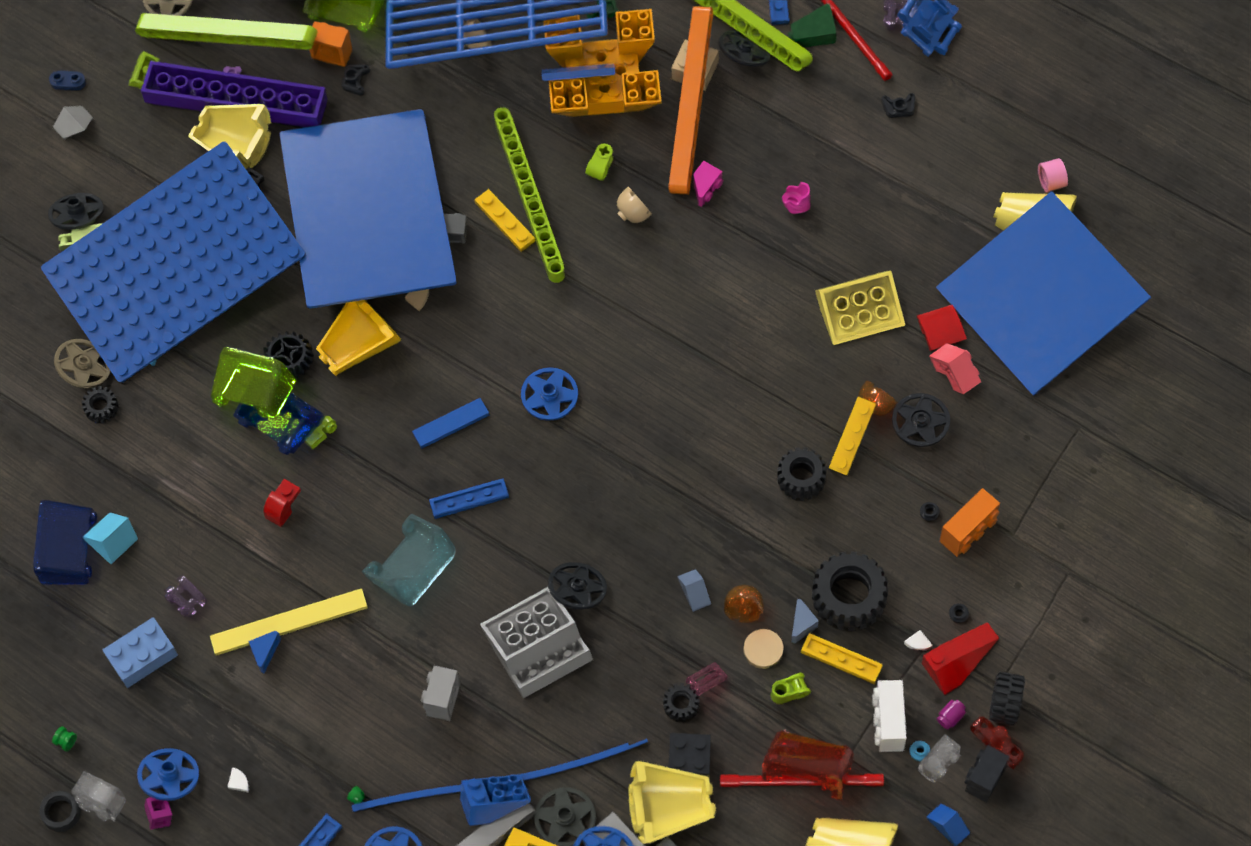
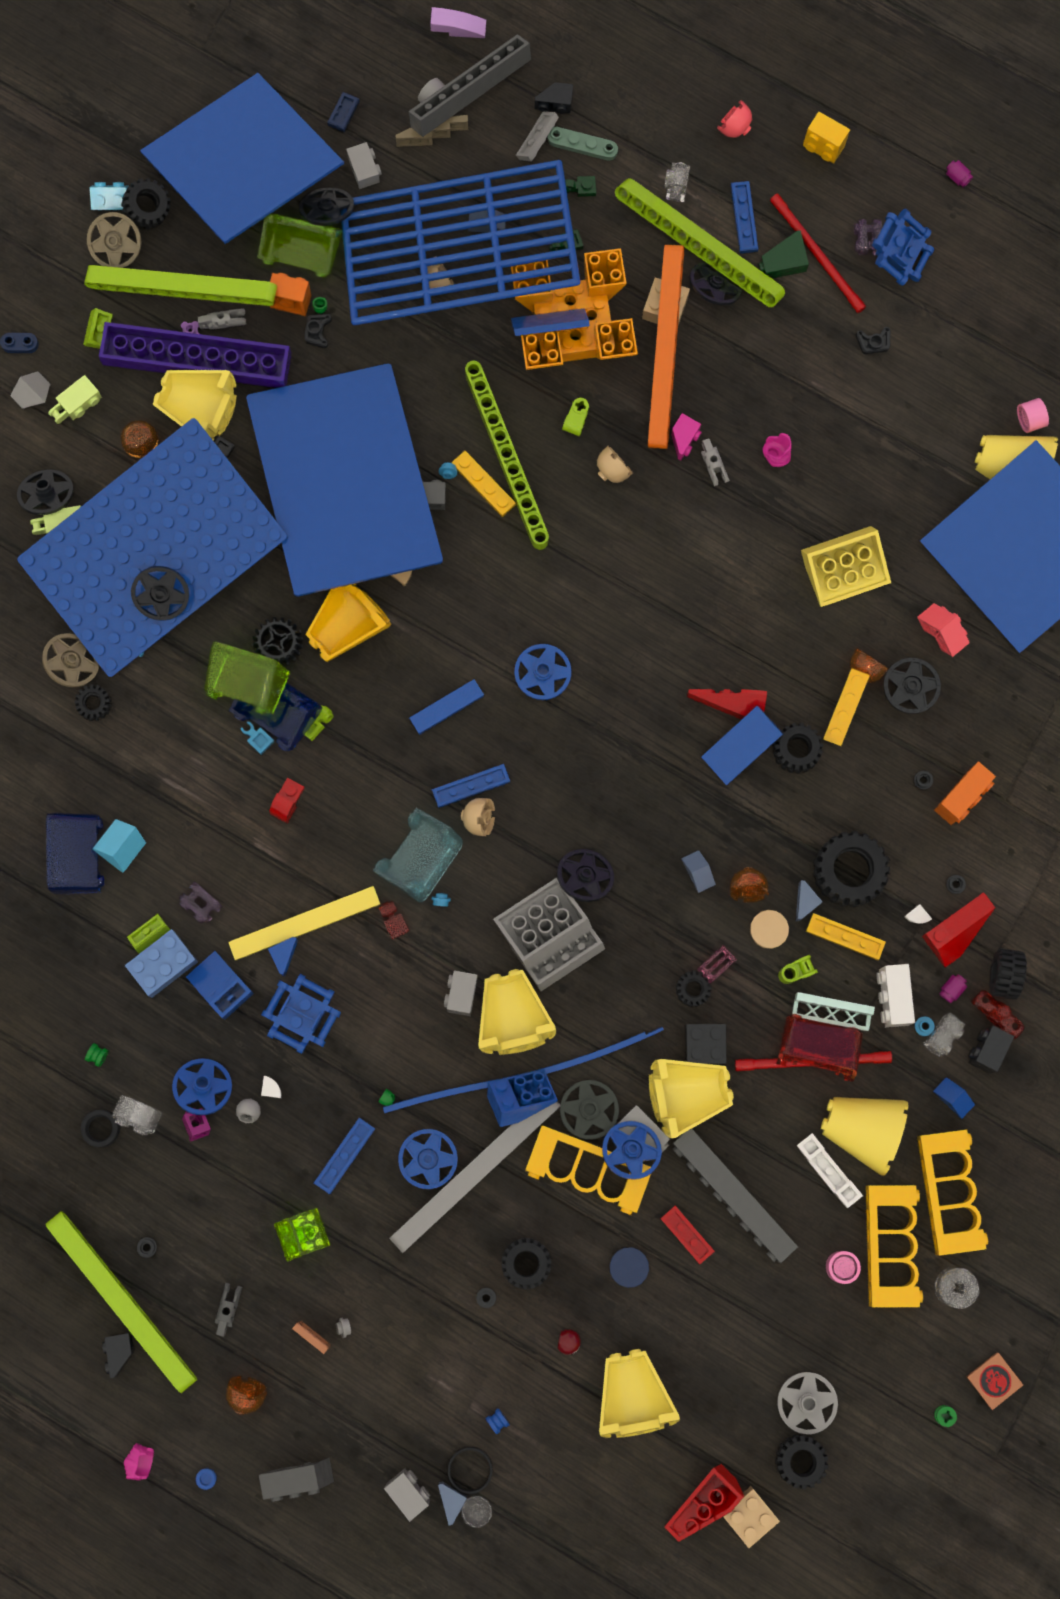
camera: 10 degrees left, 15 degrees up
(115, 131) = (75, 400): none -> yellowish green brick
(129, 623) = (148, 933): none -> lime slope
(169, 164) = (139, 438): none -> clear orange cylinder
(175, 299) = (160, 593): none -> black wheel
(197, 677) = (219, 985): none -> blue slope
(212, 800) = (248, 1110): none -> light grey piece
(261, 445) = (258, 739): none -> dark azure plate
(264, 65) = (222, 319): none -> light grey hinge
(276, 707) = (301, 1013): none -> blue brick
(359, 56) = (320, 305): none -> green hinge
(380, 626) = (395, 925): none -> clear red plate
(428, 604) = (441, 899): none -> dark azure plate
(470, 206) = (448, 470): none -> dark azure plate
(473, 525) = (478, 816): none -> tan cylinder
(492, 719) = (512, 1015): none -> light yellow cone
(733, 207) = (711, 454): none -> light grey hinge
(744, 468) = (742, 745): none -> blue tile
(747, 430) = (729, 702): none -> red wedge
(827, 724) = (833, 1004): none -> light aqua fence
(941, 327) = (927, 585): red slope -> none

